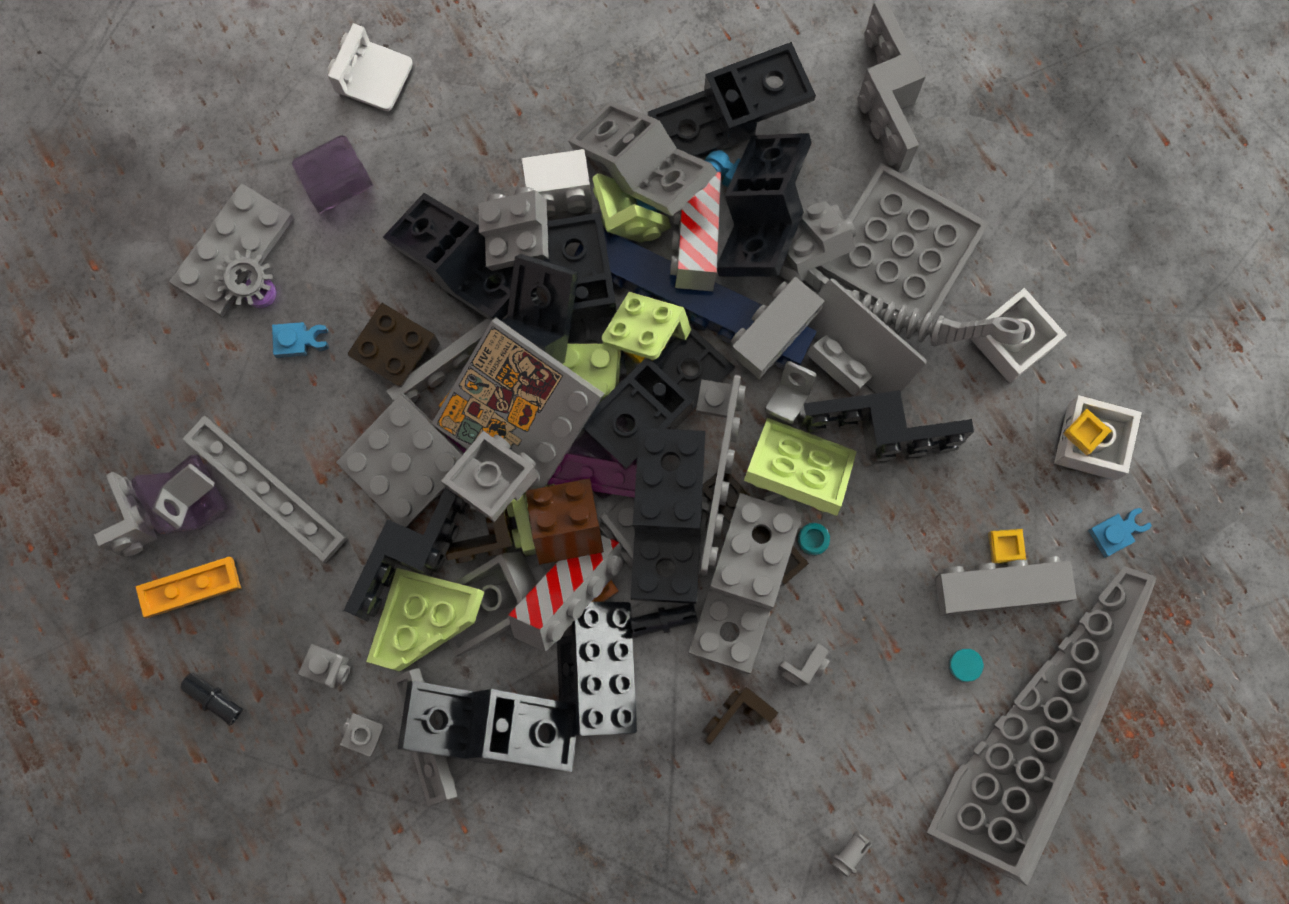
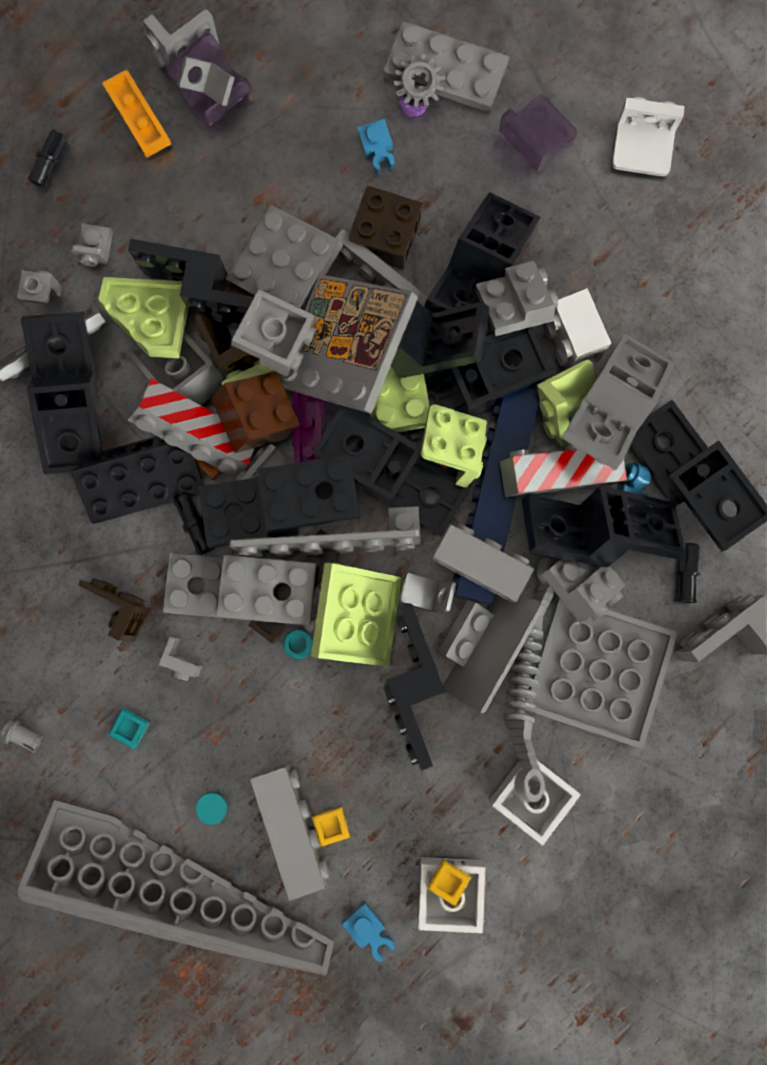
camera: 80 degrees right, 5 degrees up
(264, 489) = (235, 152): light grey plate -> none
(827, 141) = (688, 574): none -> black axle
(865, 736) = (129, 728): none -> teal tile

